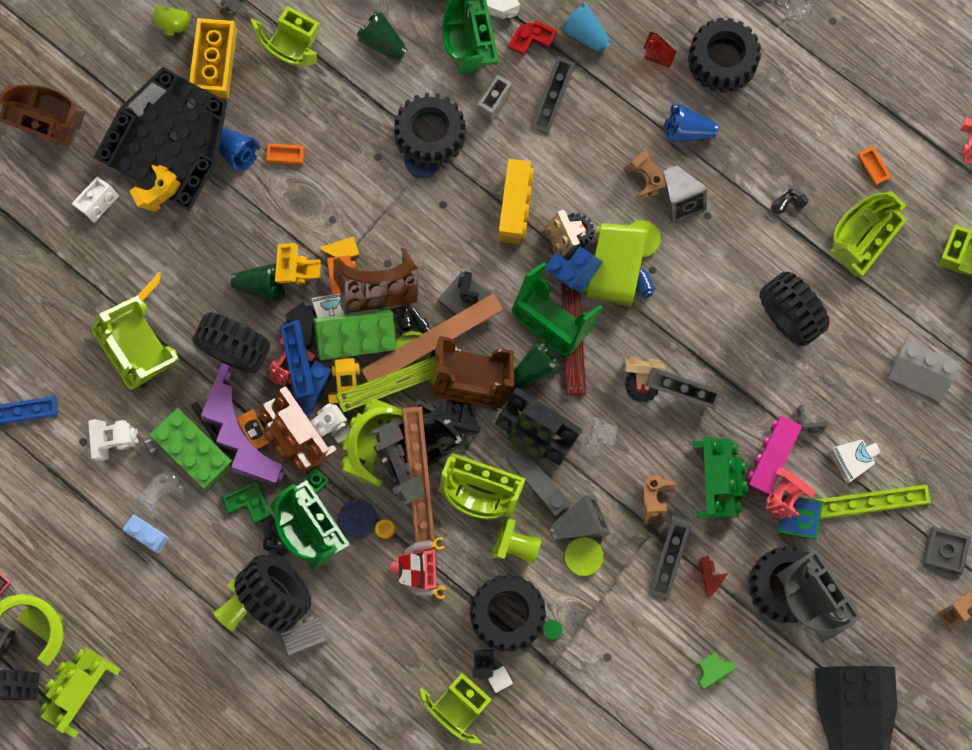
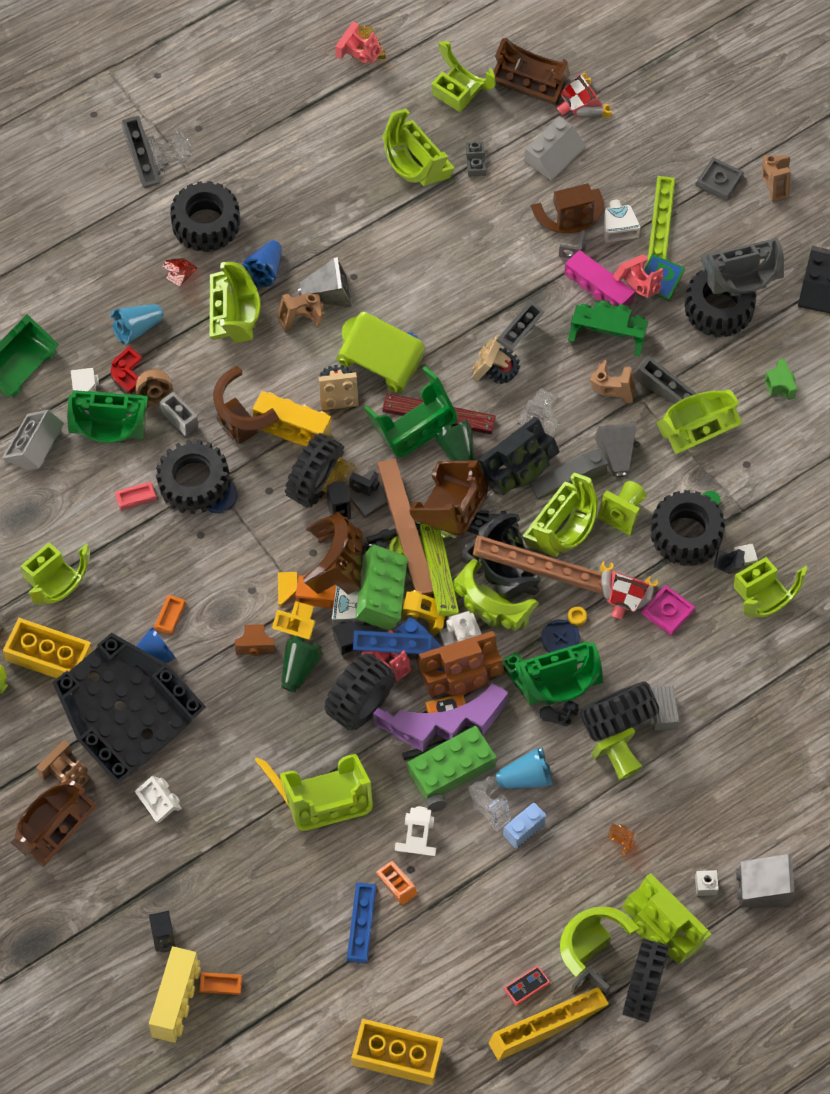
camera: 75 degrees left, 15 degrees down
(54, 433) = (403, 893): none -> orange slope
(106, 100) = (58, 761): none -> medium nougat tile
(136, 723) = (704, 888): none -> white plate
(158, 194) = (180, 740): yellow tile -> none
(160, 627) = (622, 835): none -> clear orange bracket
(200, 523) = (526, 772): none -> dark azure cone
(250, 497) = (513, 726): green tile -> none
(273, 235) = (254, 641): none -> dark orange brick
(382, 37) = (79, 495): dark green cone -> none
(400, 86) = (135, 496): none -> coral tile
(409, 487) = (511, 567): dark grey wedge -> none
(416, 616) = (668, 610): none -> dark pink tile
(439, 269) = (339, 499): none -> black brick
(458, 235) = (313, 470): none -> black tyre
(471, 261) = (339, 472): none -> clear yellow wing
(505, 145) = (233, 415): none -> reddish brown piece
(518, 65) = (155, 385): none -> medium nougat cylinder
(554, 94) = (188, 362): dark grey slope -> none
(577, 271) = (380, 388): blue brick -> none
(583, 556) = (649, 457): lime tile -> none
(626, 109) = (235, 311): none -> lime piece
(633, 594) = (699, 419): none -> lime piece
(710, 581) = (700, 362): clear red slope -> none
(779, 205) = (363, 214): black piece -> none
(794, 308) = (473, 220): black tyre -> none
(849, 407) = (576, 209): none -> reddish brown piece
(874, 165) = (351, 134): orange tile -> none
(886, 295) = (475, 158): none -> dark grey slope

